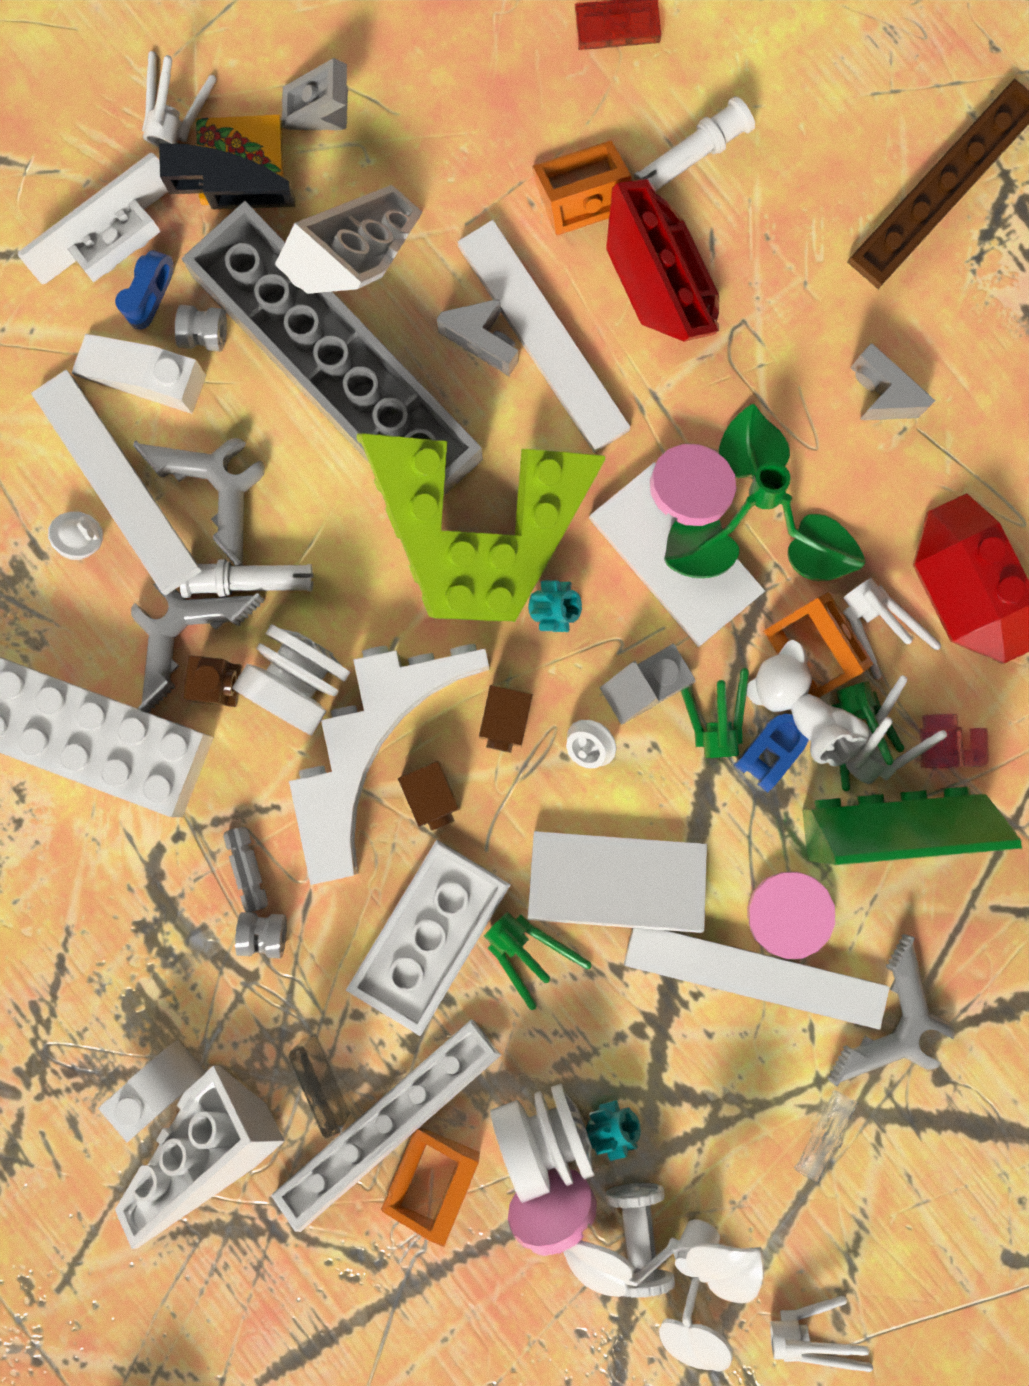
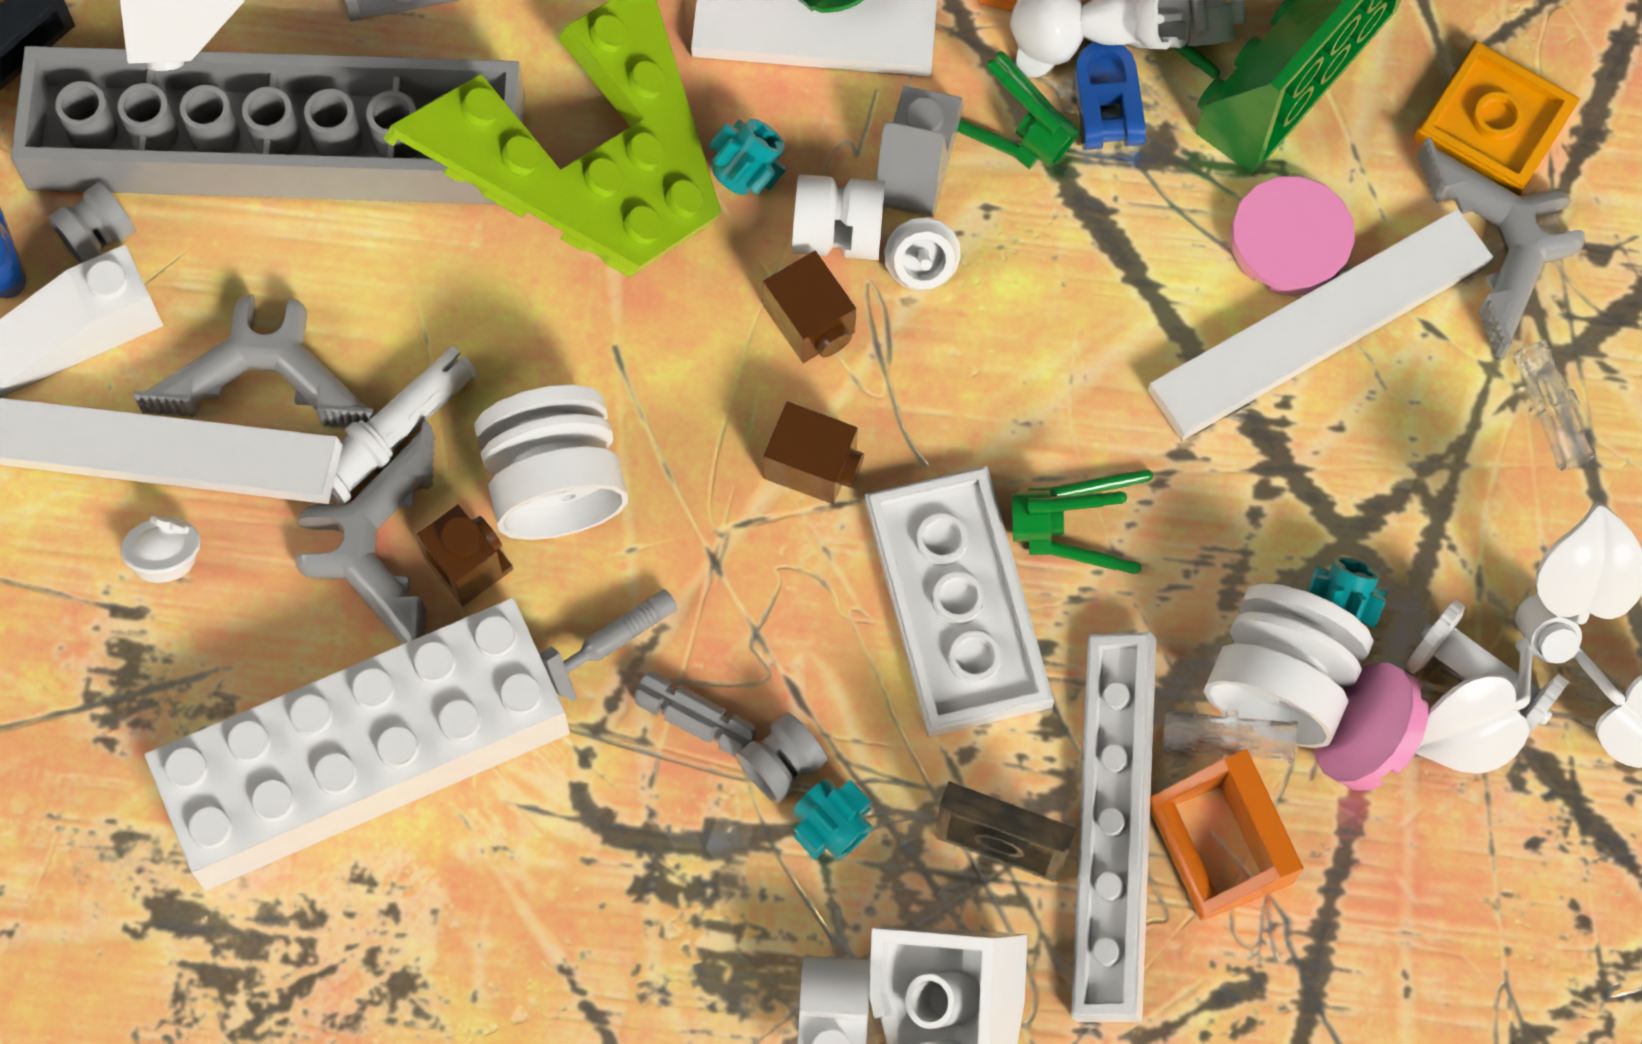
camera: 45 degrees left, 15 degrees down
(240, 792) = (607, 640): none -> light grey piece
(253, 990) = (832, 819): none -> teal gear
(329, 801) = (712, 555): white arch -> none
(481, 1136) = (1230, 735): none -> clear pin
(566, 683) = (838, 217): none -> white wheel
(618, 882) = (1090, 360): white tile -> none
(965, 956) = (1497, 117): none -> light orange tile

